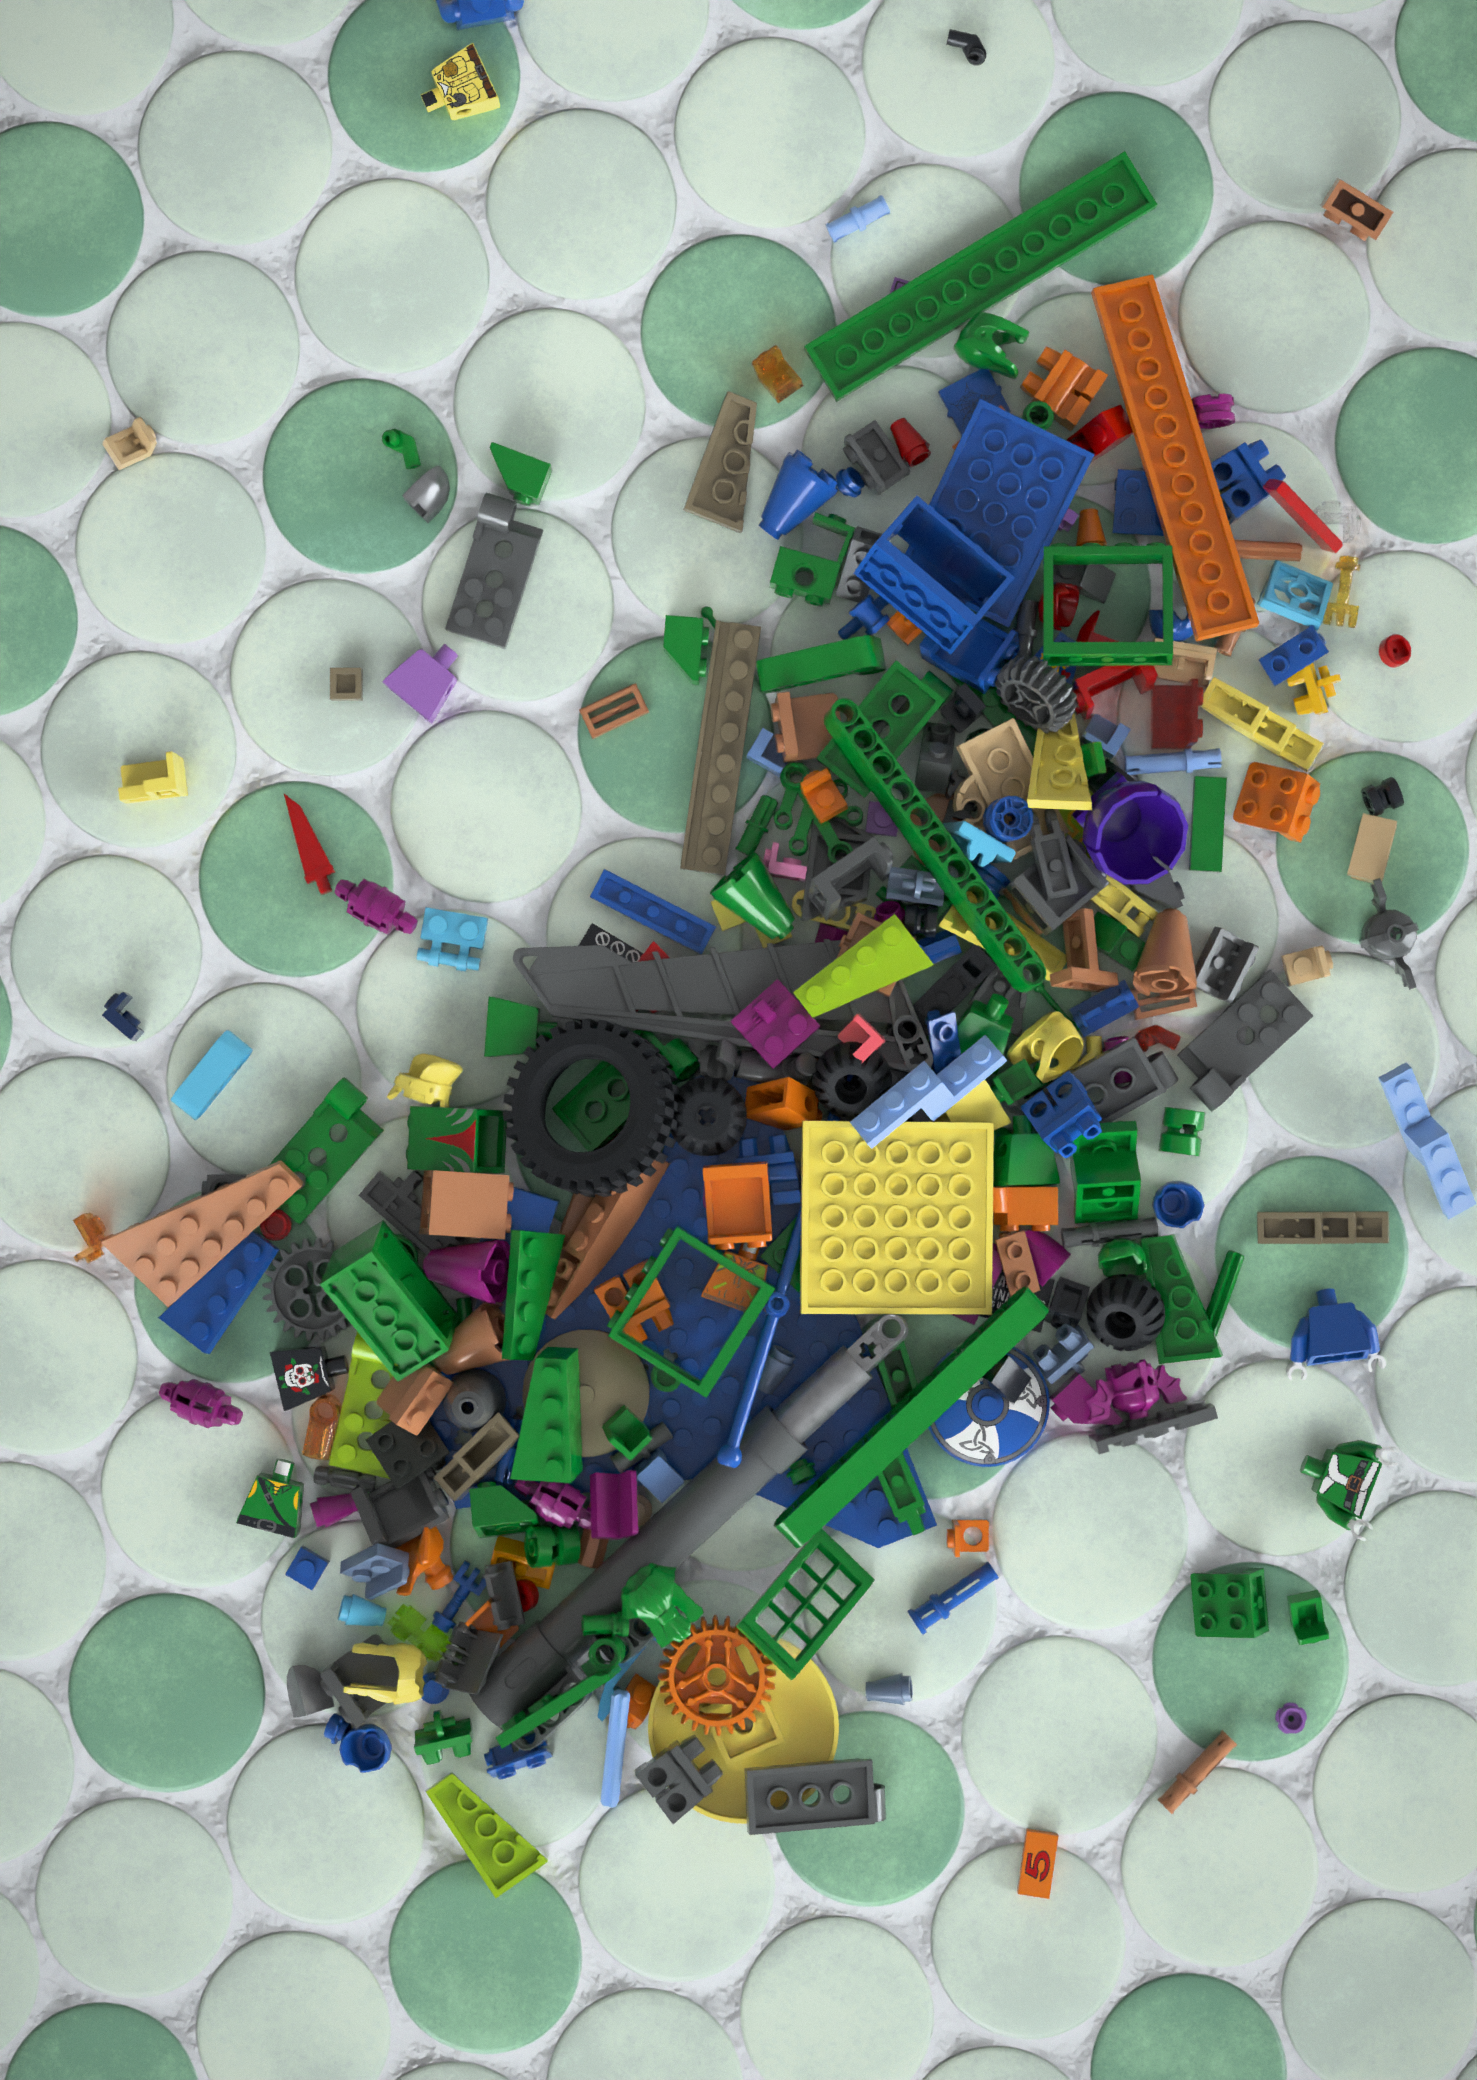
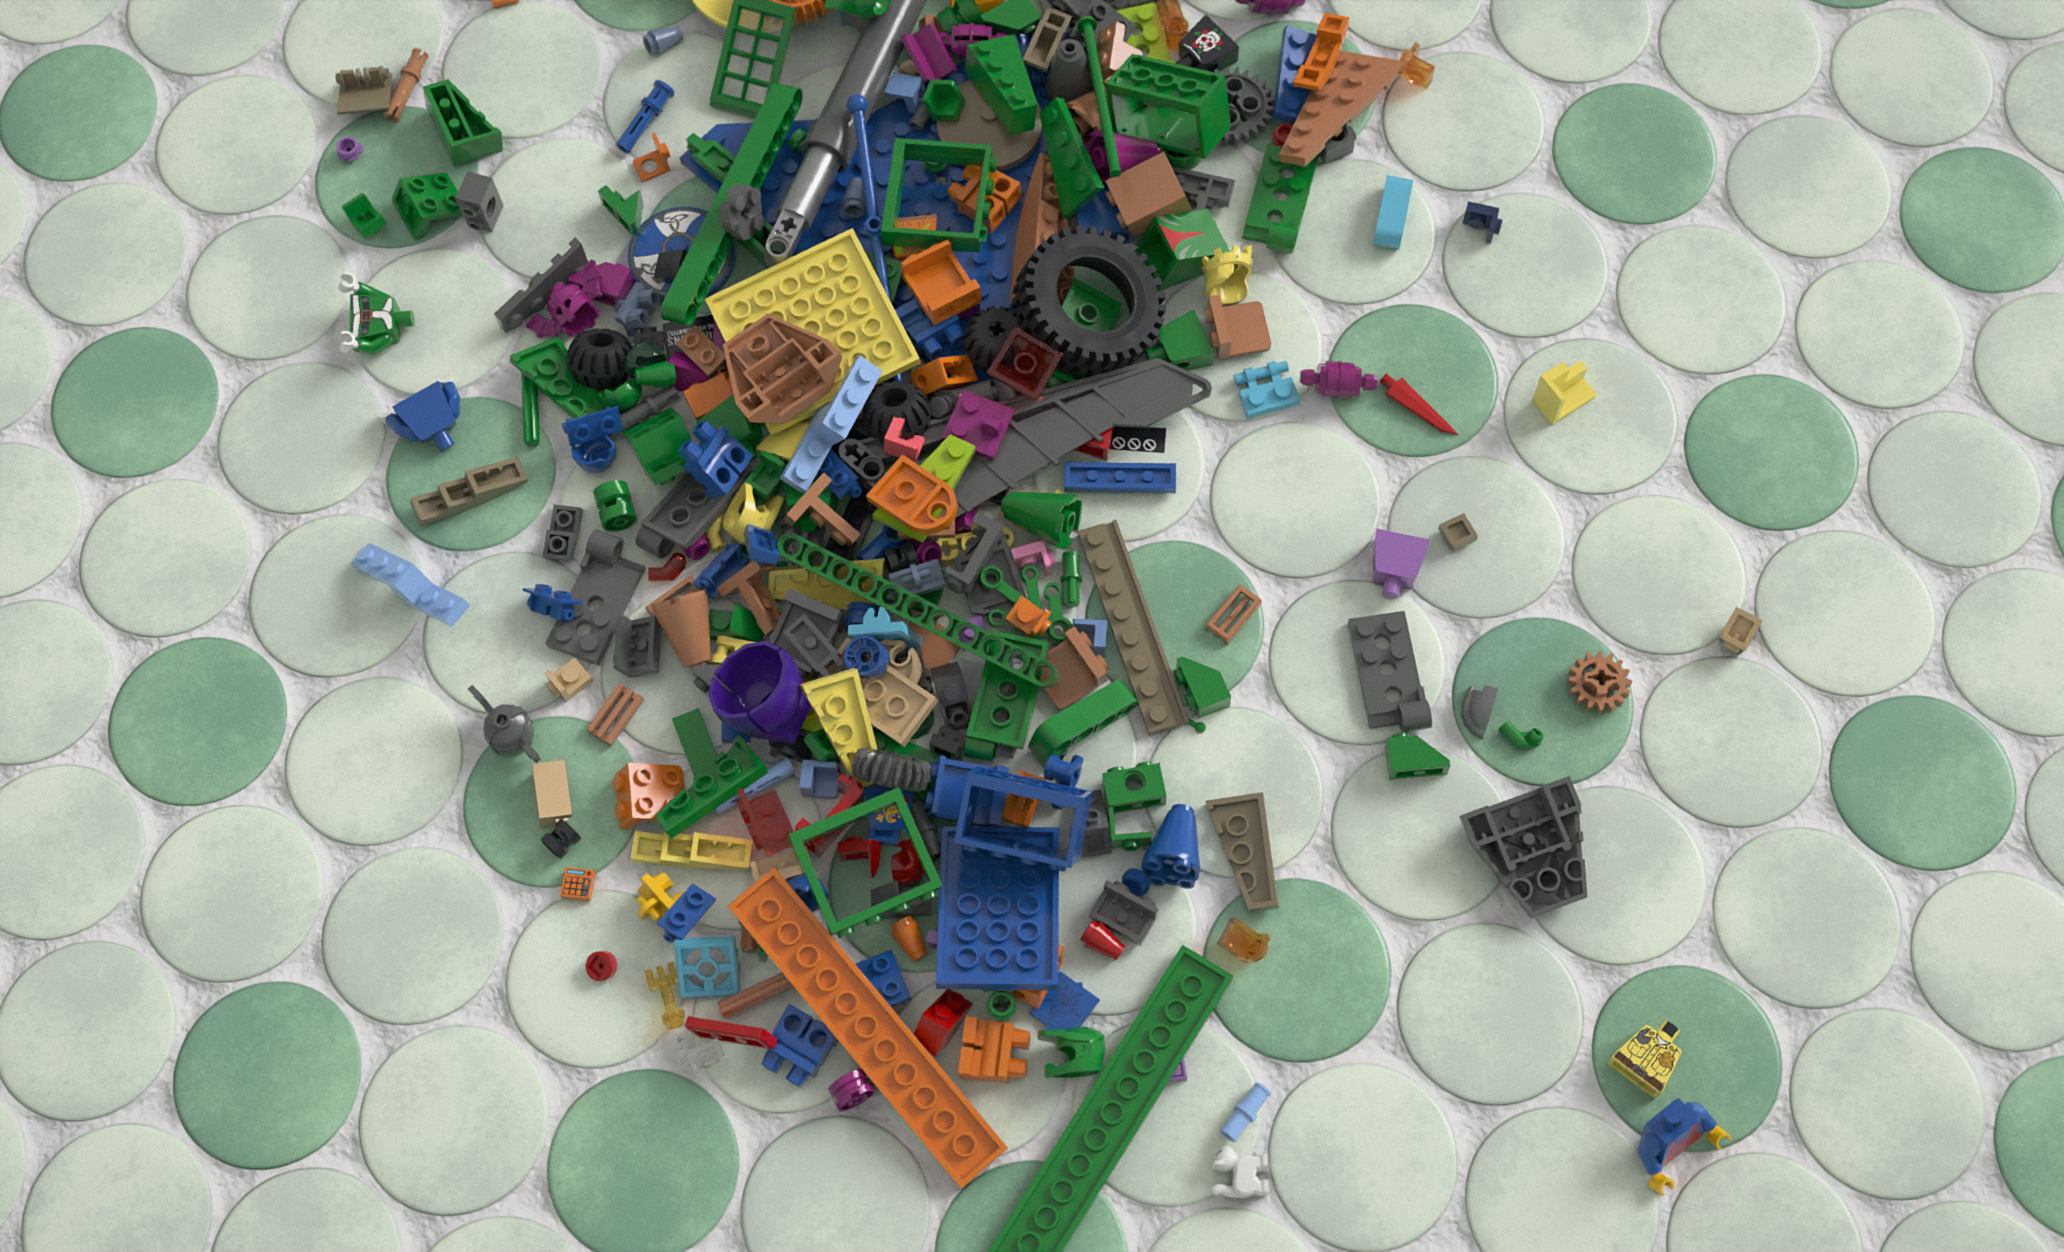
camera: 155 degrees right, 20 degrees down
(187, 1291) = (1324, 52): none -> orange slope
(303, 448) = (1608, 674): none -> nougat gear
(427, 1445) = (1086, 26): none -> green bar
(445, 1020) = (1237, 328): none -> nougat bracket
(456, 329) = (1533, 846): none -> dark grey wedge
(696, 1055) = (1032, 364): none -> clear red slope
(886, 956) = (913, 495): none -> orange plate
(890, 158) = (1244, 1174): none -> white animal
(909, 1389) = (743, 224): none -> dark grey plate
(958, 1179) = (779, 369): none -> nougat wedge
(990, 1013) = (822, 514): none -> nougat bracket
(1023, 1479) = (627, 211): none -> green slope
(1058, 994) = (761, 545): none -> blue plate
(1079, 1255) = (656, 375): none -> green cone
(1084, 1283) = (643, 355): none -> clear green hair
(1154, 1229) = (593, 426): none -> blue hinge
(1160, 1681) = (459, 125): none -> green wedge
(1179, 1566) = (479, 201): none -> dark grey brick
(1216, 768) = (711, 789): none -> green wing
(1245, 1132) = (563, 532): none -> dark grey slope
(1247, 1783) = (364, 92): none -> dark tan hinge
(1292, 1061) = (547, 602): none -> blue hinge
(1297, 891) = (607, 707): none -> nougat tile
(1383, 746) = (578, 884): none -> orange tile

